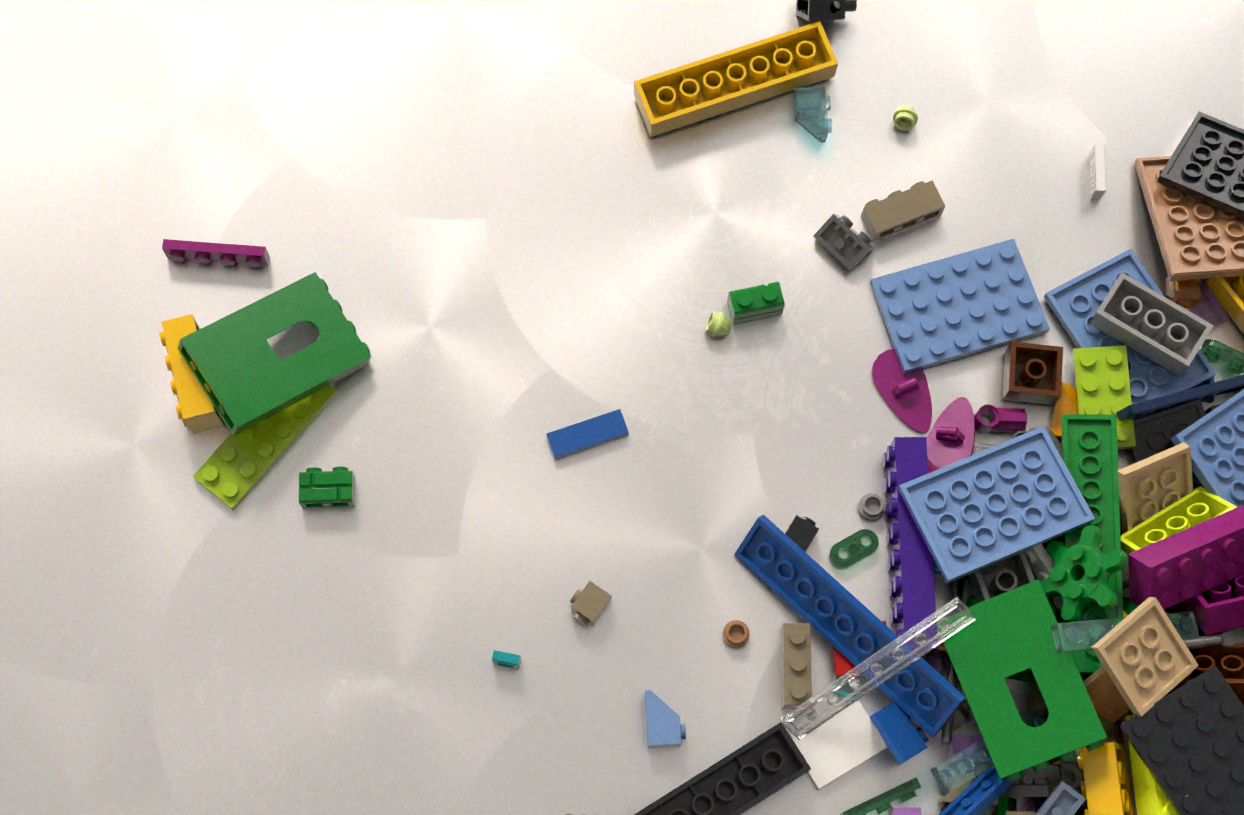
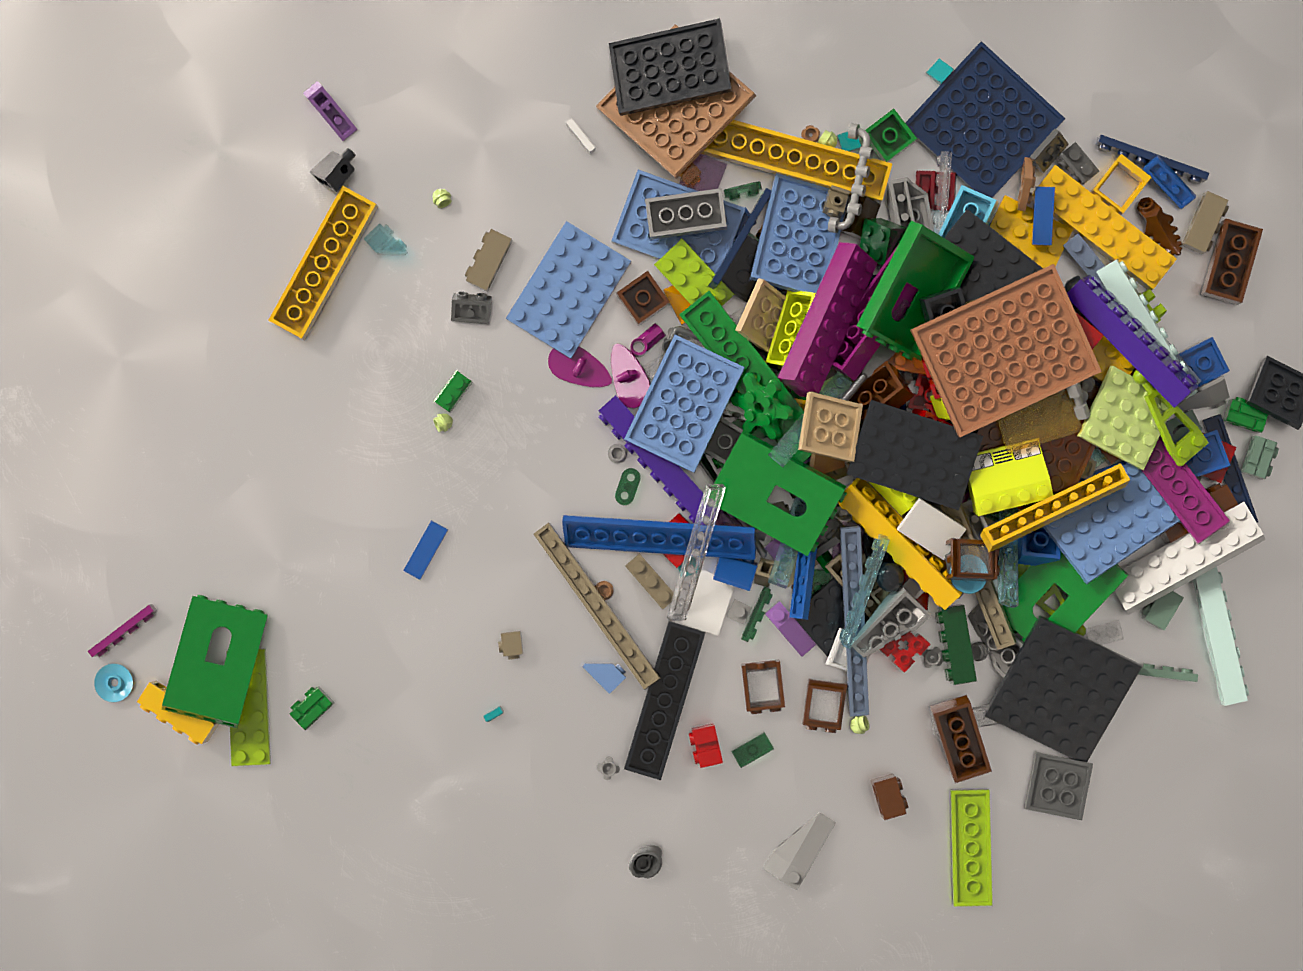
camera: 40 degrees left, 15 degrees up
(155, 283) = (104, 686): none -> medium azure dish
(716, 644) = (597, 606): none -> dark tan plate
(802, 531) = (592, 505): black brick -> none
(862, 783) = (739, 611): none -> light grey plate
(926, 760) = (763, 572): none -> dark tan brick

